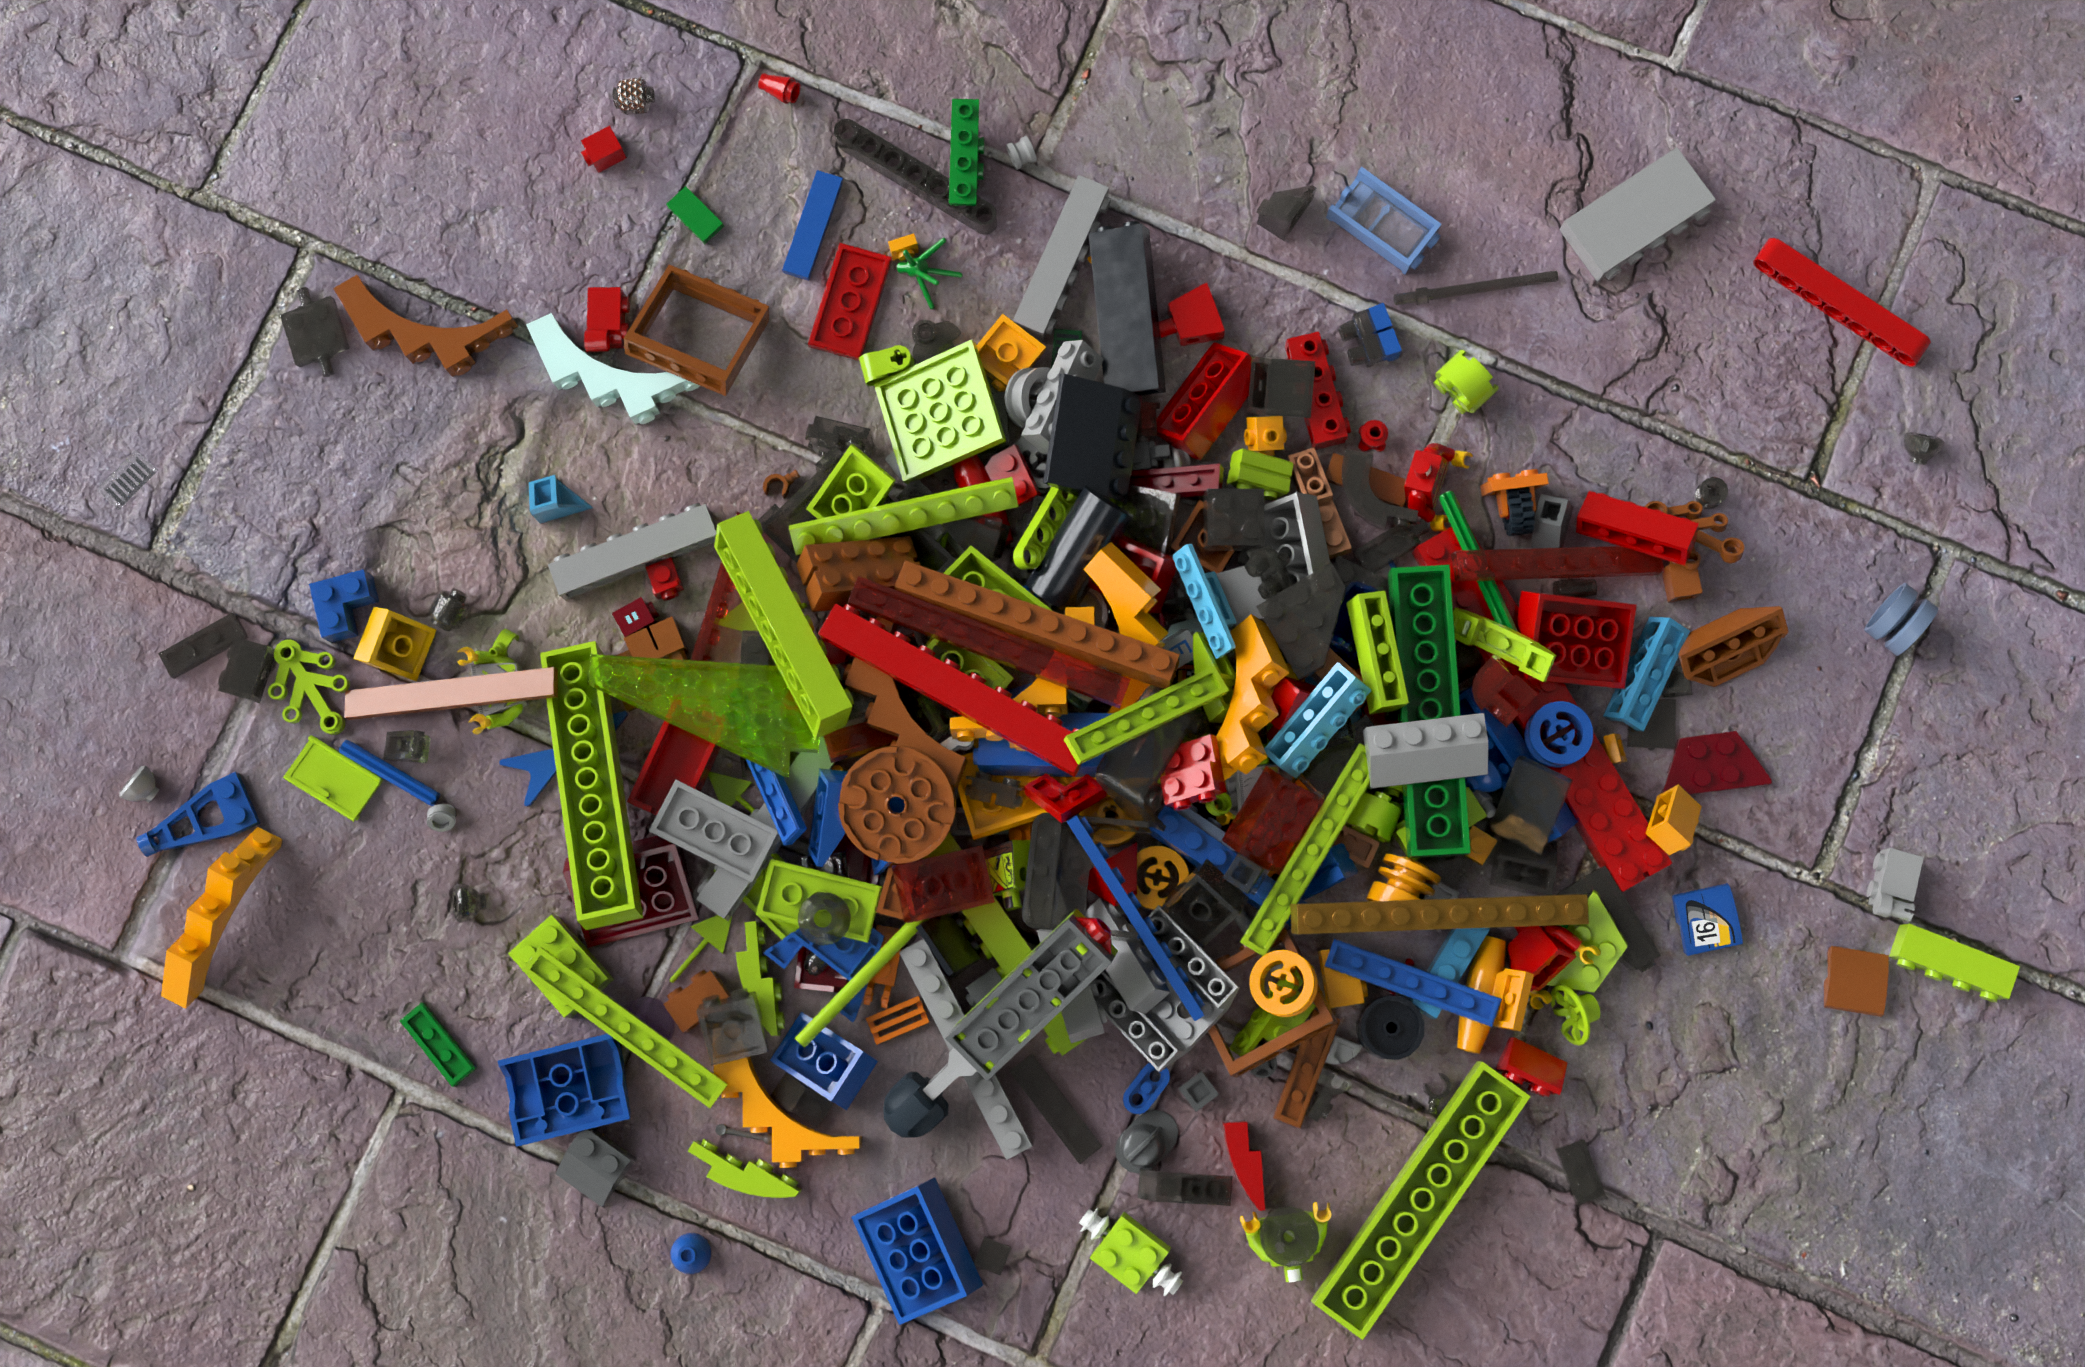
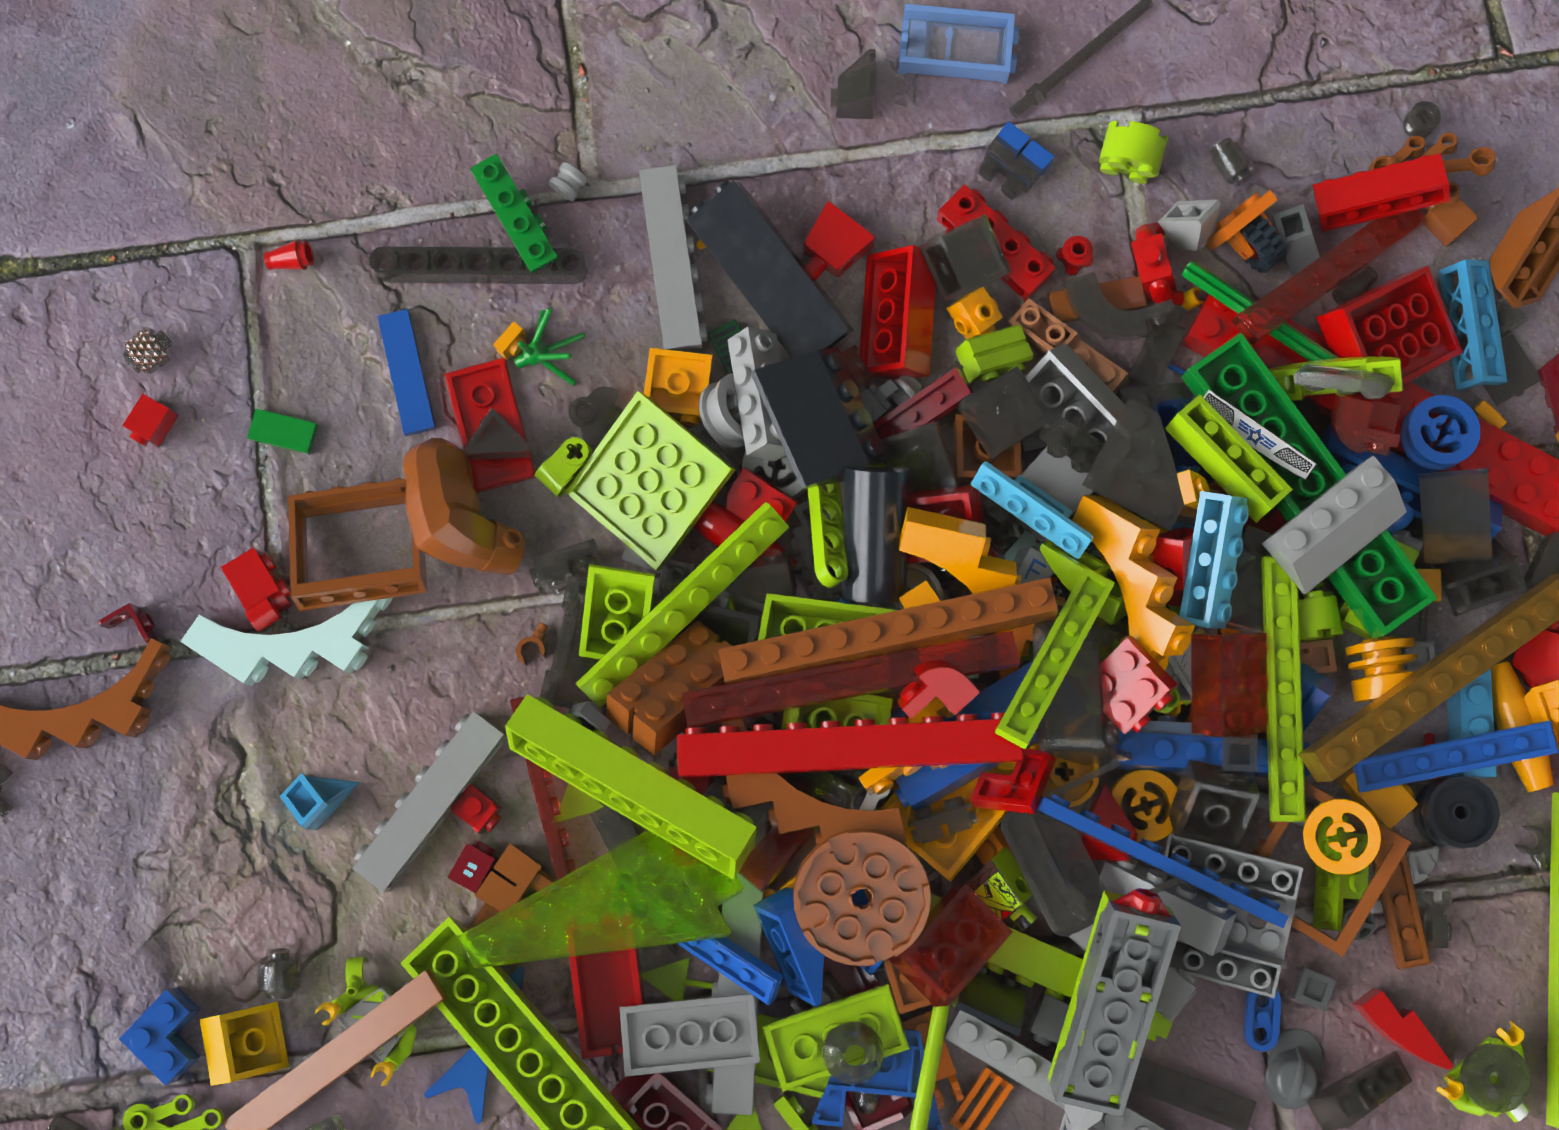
camera: 35 degrees left, 0 degrees up
(508, 294) = (141, 619): none -> dark red bracket
(776, 343) = (447, 513): none -> dark orange piece
(785, 555) = (590, 716): none -> dark grey plate
(845, 314) = (497, 440): none -> clear smoke slope
(1053, 682) = (940, 680): none -> brick
(1335, 653) = (1191, 486): none -> light orange plate
(1411, 651) = (1260, 438): none -> white sticker
(1472, 464) = (1191, 223): none -> light grey slope
(1505, 648) = (1345, 380): none -> clear smoke hinge
(1540, 437) = (1232, 162): none -> clear smoke brick

